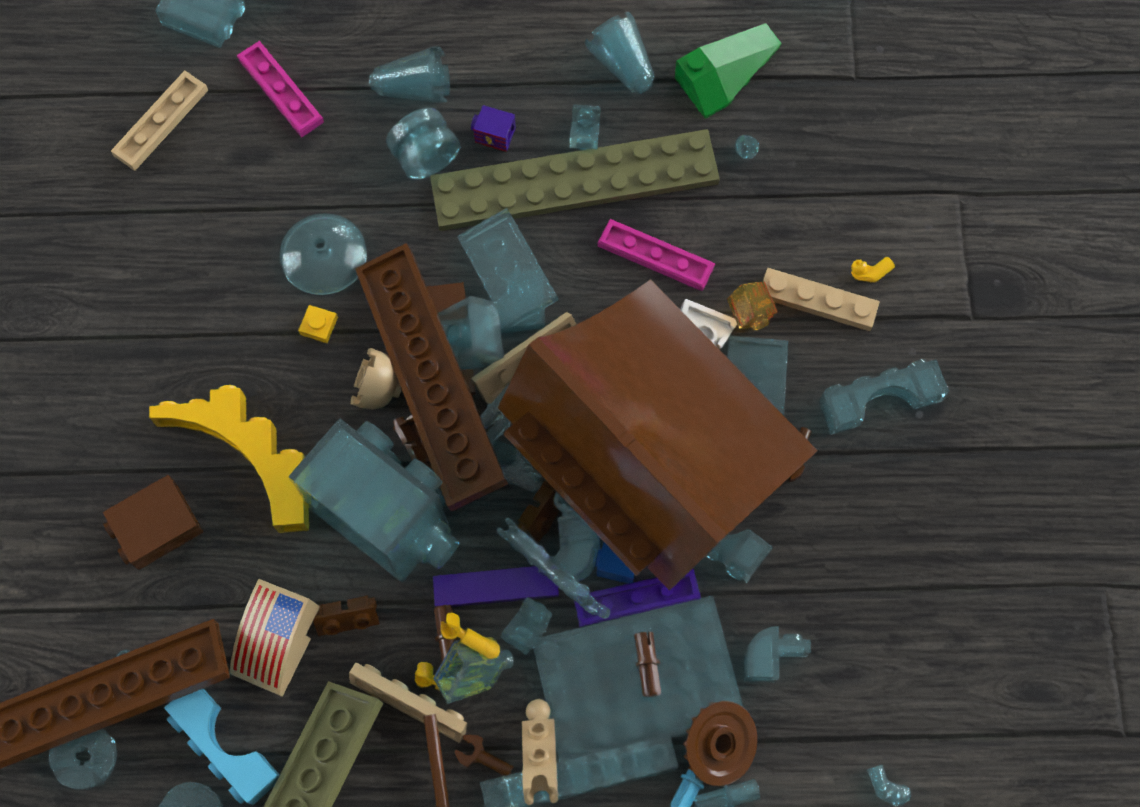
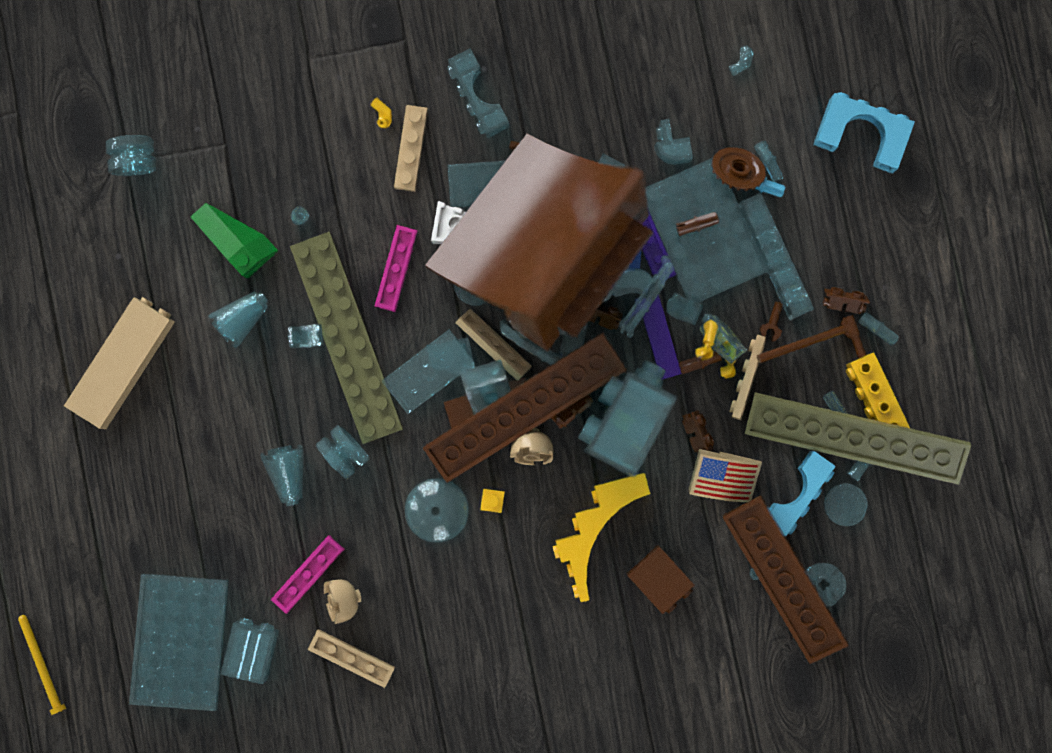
camera: 100 degrees left, 15 degrees up
(234, 116) = (342, 600): none -> tan cylinder
(493, 128) = (316, 404): dark purple brick -> none
(539, 752) = (767, 283): tan plate -> none
(752, 305) = (427, 192): clear yellow brick -> none

